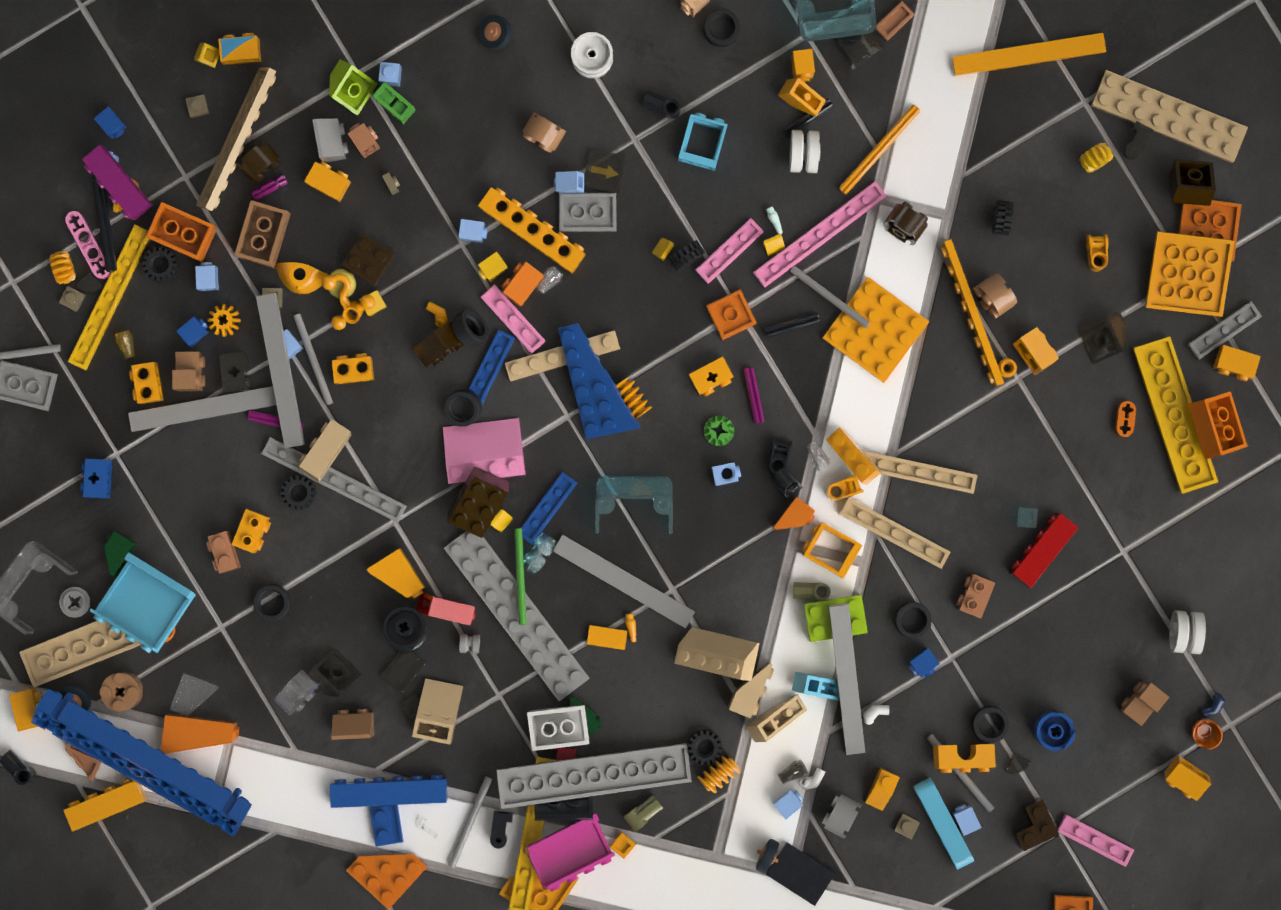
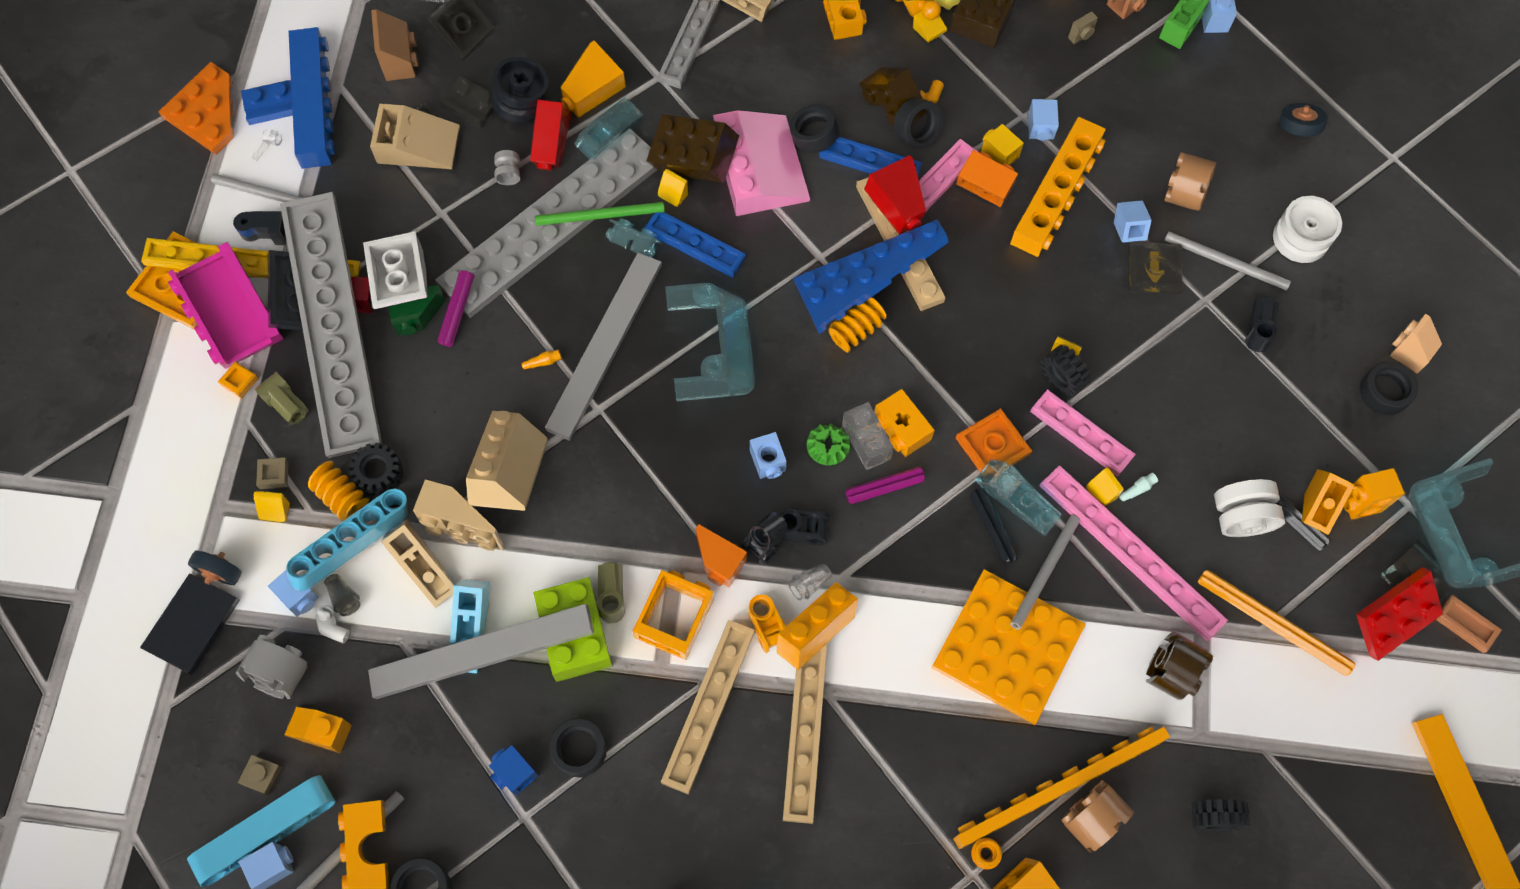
camera: 80 degrees right, 20 degrees down
(444, 563) = (607, 128): none -> clear light blue slope
(532, 352) = (898, 194): none -> red slope
(551, 278) = (1000, 214): clear cone -> none
(587, 212) = (1096, 252): light grey tile -> none
(587, 686) = (455, 308): none -> magenta axle
(605, 117) = (1228, 261): none -> light grey piece
(607, 637) = (526, 331): light orange tile -> none
(696, 160) = (1227, 358): medium azure window -> none
(699, 819) = (272, 473): none -> dark tan plate
(718, 402) = (867, 436): none -> clear brick
(724, 819) = (271, 506): none -> yellow slope
(751, 758) = (341, 550): none -> medium azure beam
(774, 306) = (1018, 496): none -> clear light blue slope
(873, 711) = (436, 704): white arm -> none
(887, 68) = (1400, 614): none -> red plate
(975, 596) = (622, 840): nougat brick -> none

